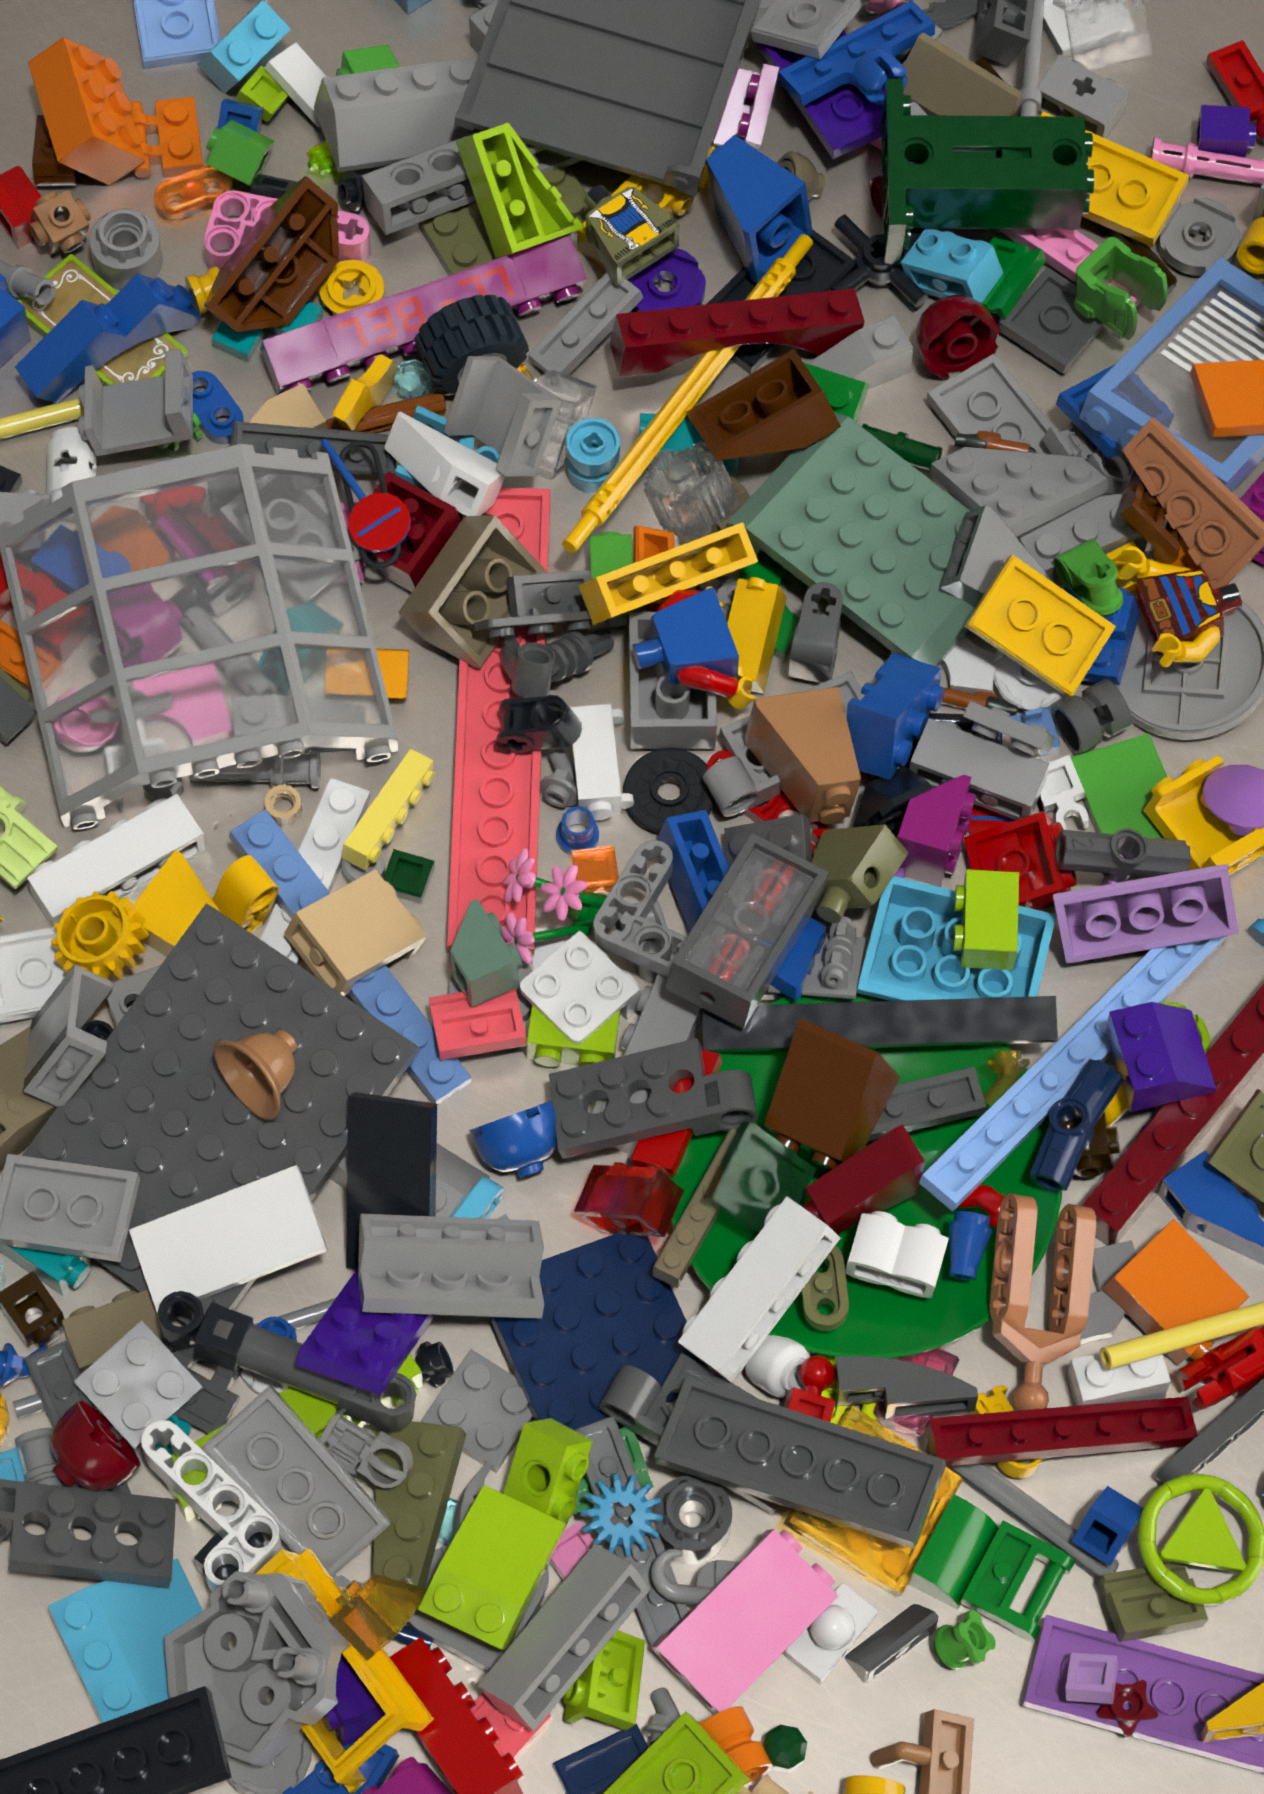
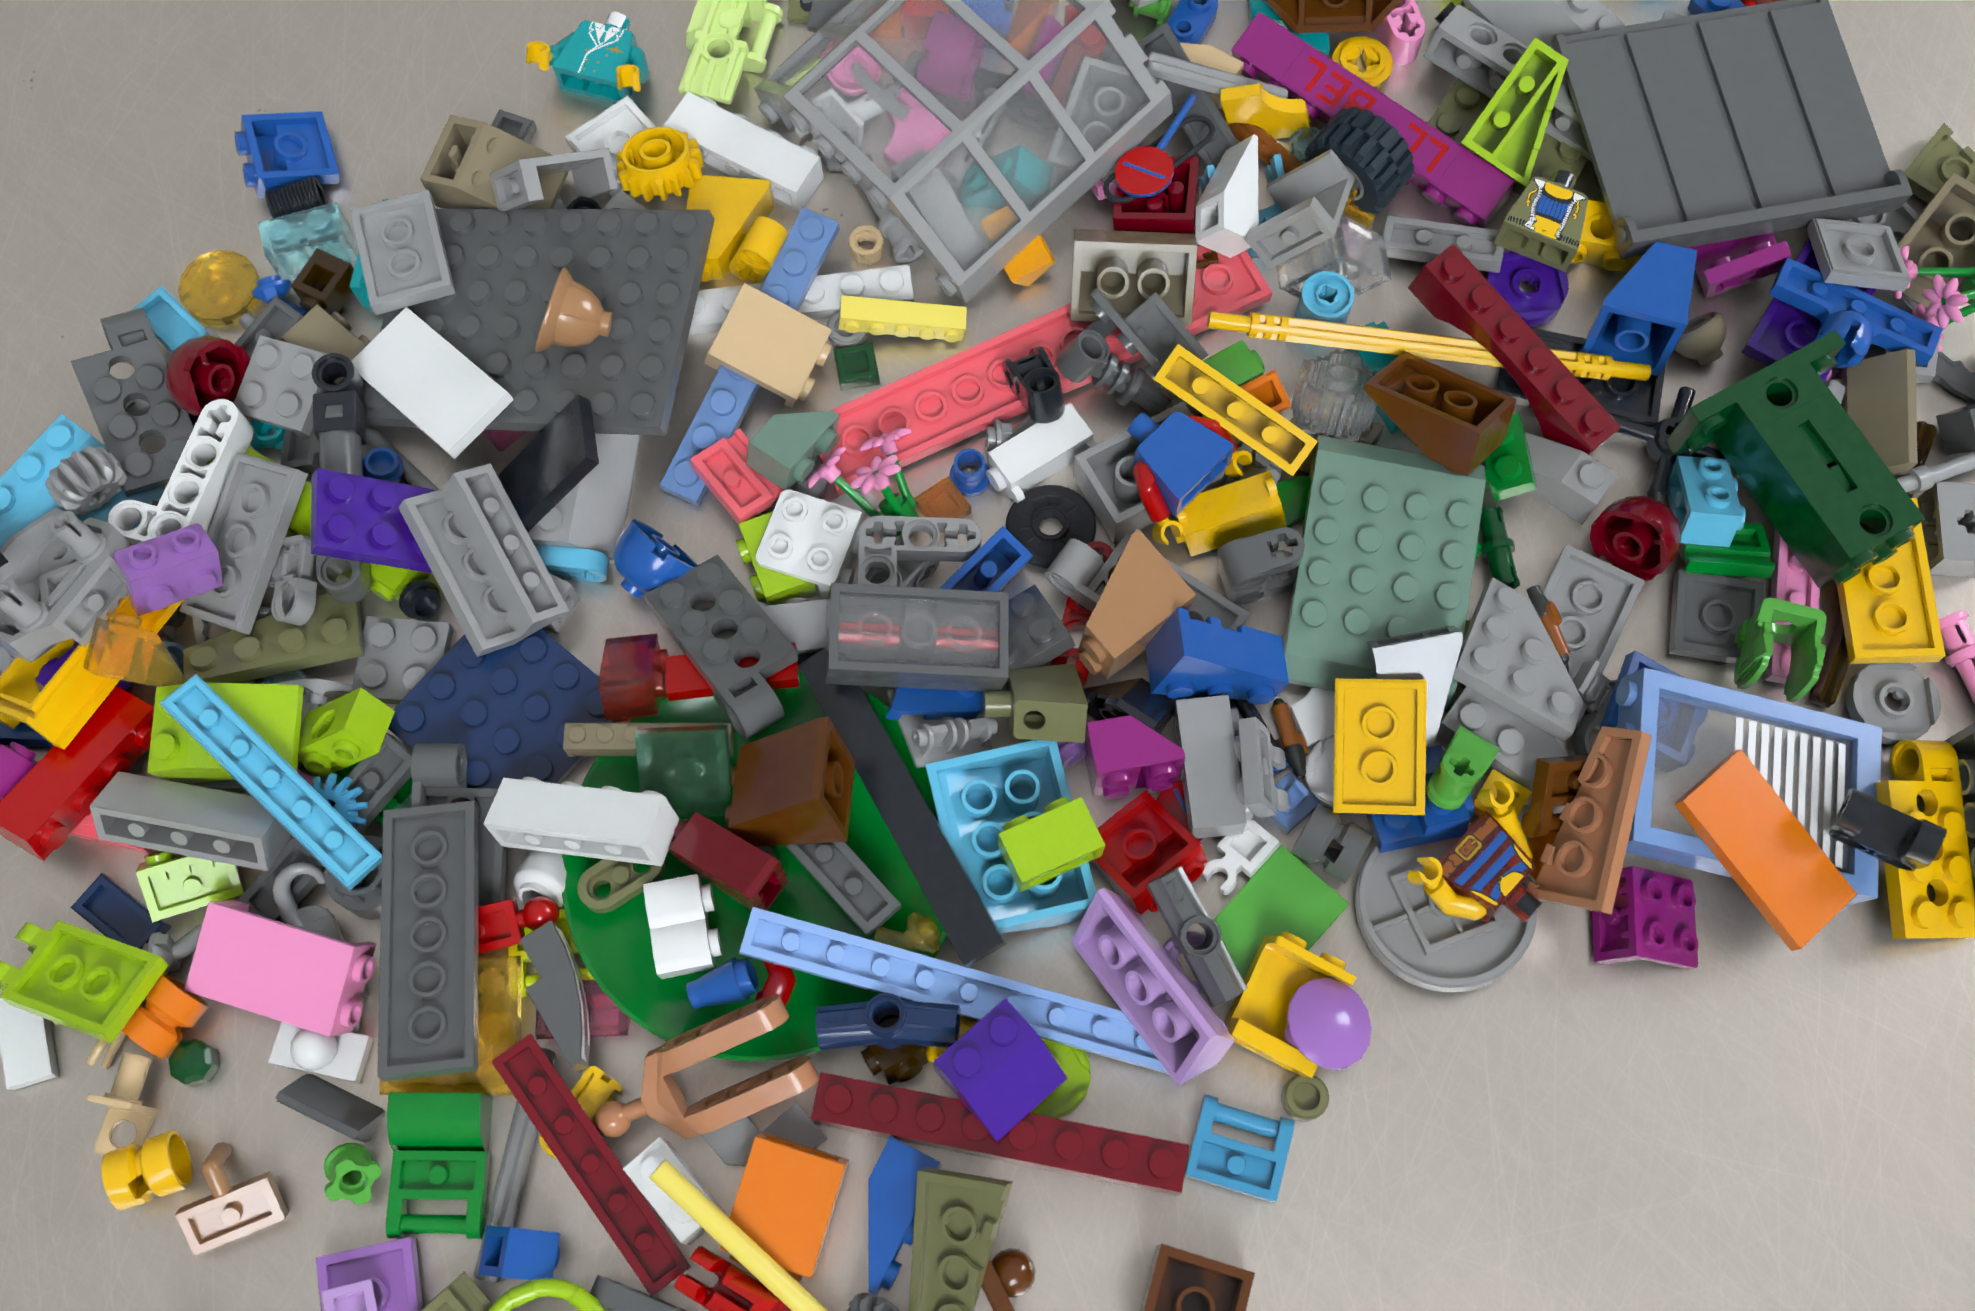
camera: 65 degrees right, 5 degrees up
(152, 1597) = (85, 480): none -> light grey gear
(307, 1539) = (169, 568): none -> medium lavender bracket
(319, 413) = (1201, 76): none -> light grey axle
(575, 1536) = (272, 782): none -> medium azure tile

